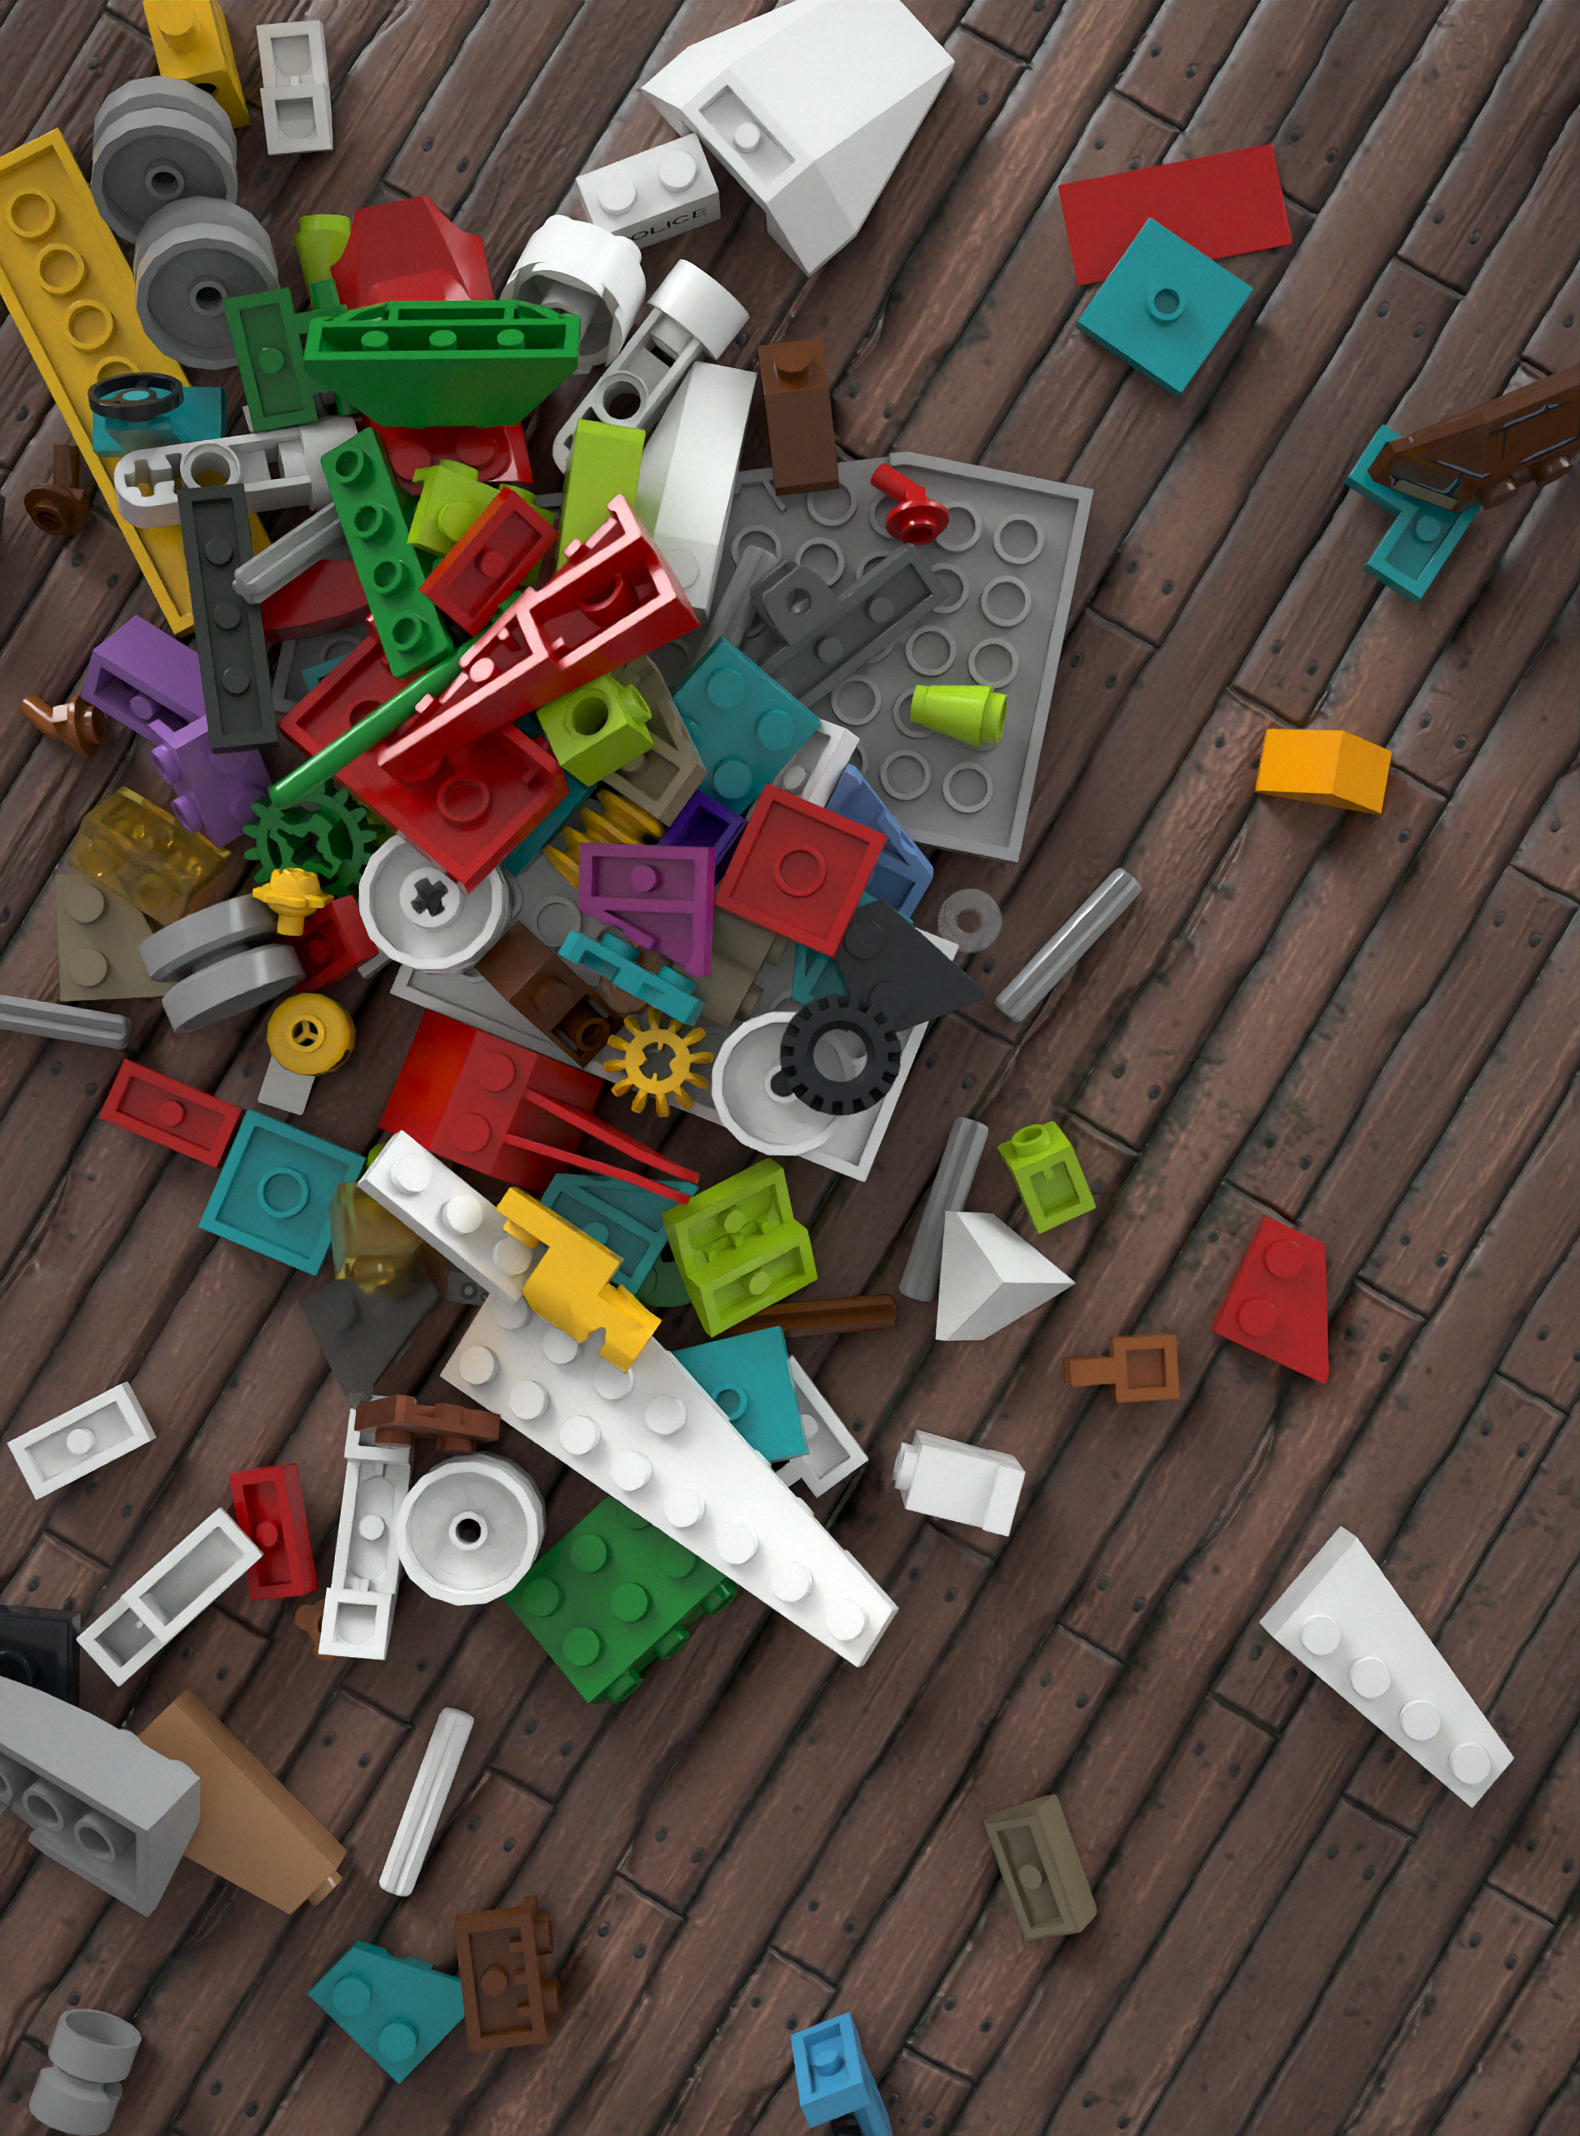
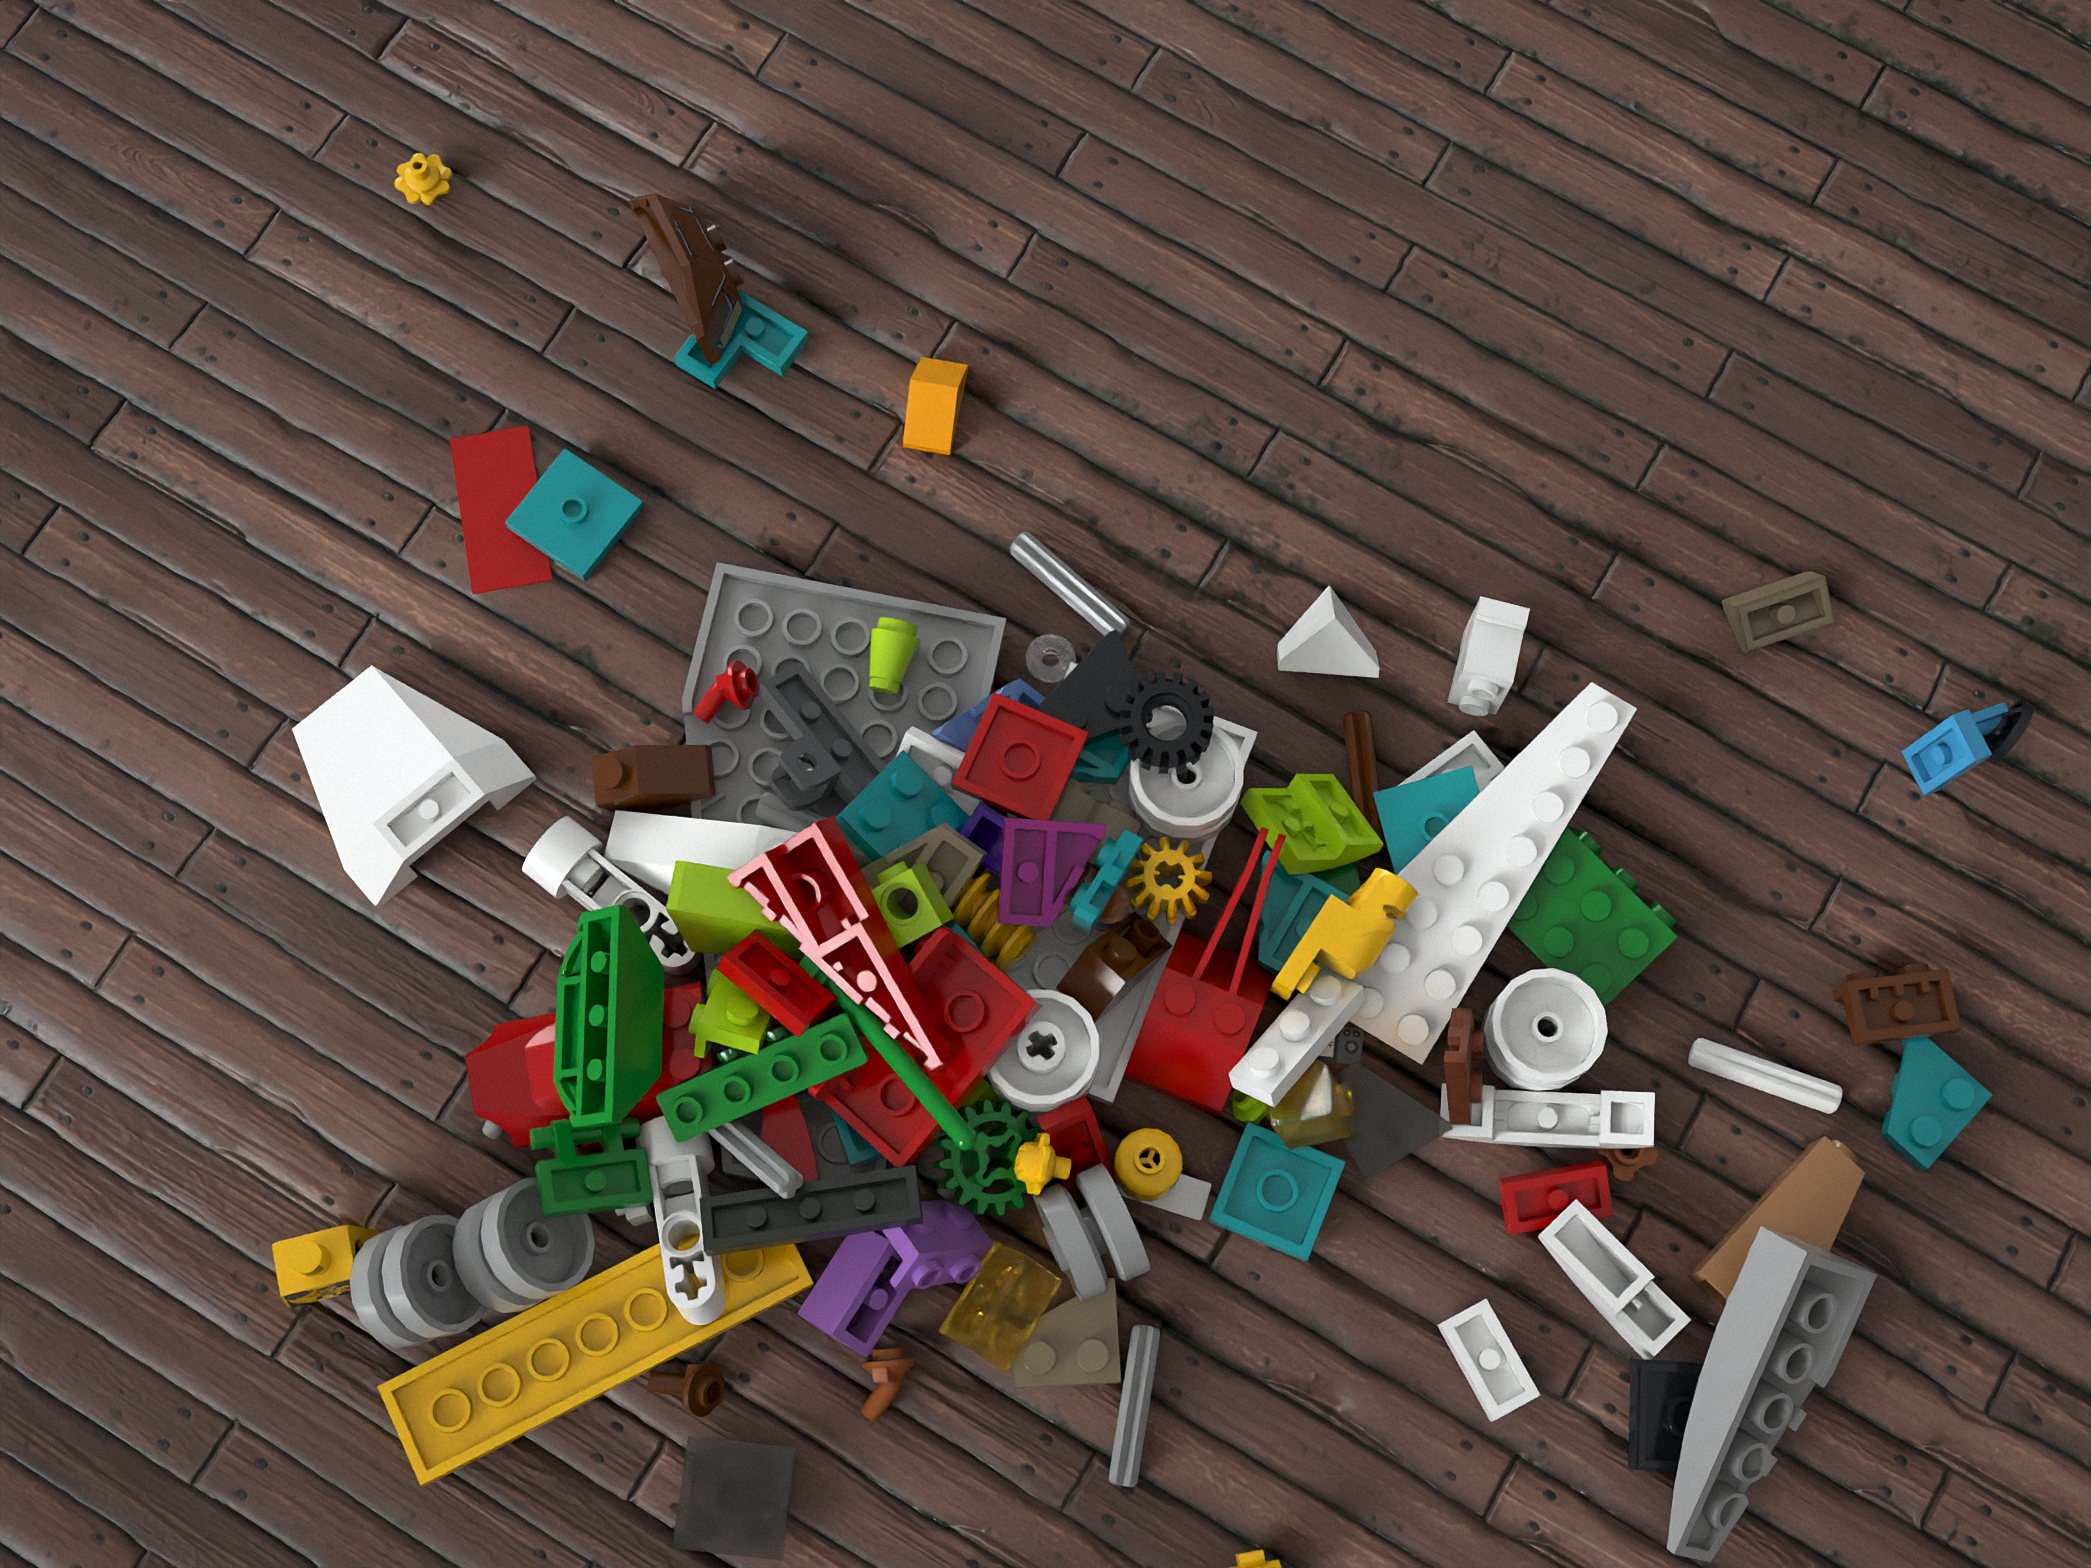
camera: 90 degrees left, 15 degrees down
(89, 2058) = (2019, 1352): light grey wheel -> none
(153, 412) = (633, 1293): teal piece -> none
(172, 1113) = (1213, 1285): red plate -> none
(295, 88) = (355, 1189): white slope -> none
(320, 246) = (497, 1161): lime cone -> none
(585, 274) = (532, 944): white brick -> none
(652, 193) = (467, 897): white brick -> none
(947, 1194) = (1268, 676): light grey axle -> none
(1047, 1175) = (1247, 599): lime bracket -> none
(1136, 1368) = (1394, 536): dark orange plate -> none
(1280, 1300) = (1337, 437): red wing -> none
(1373, 1652) = (1601, 367): white wedge -> none

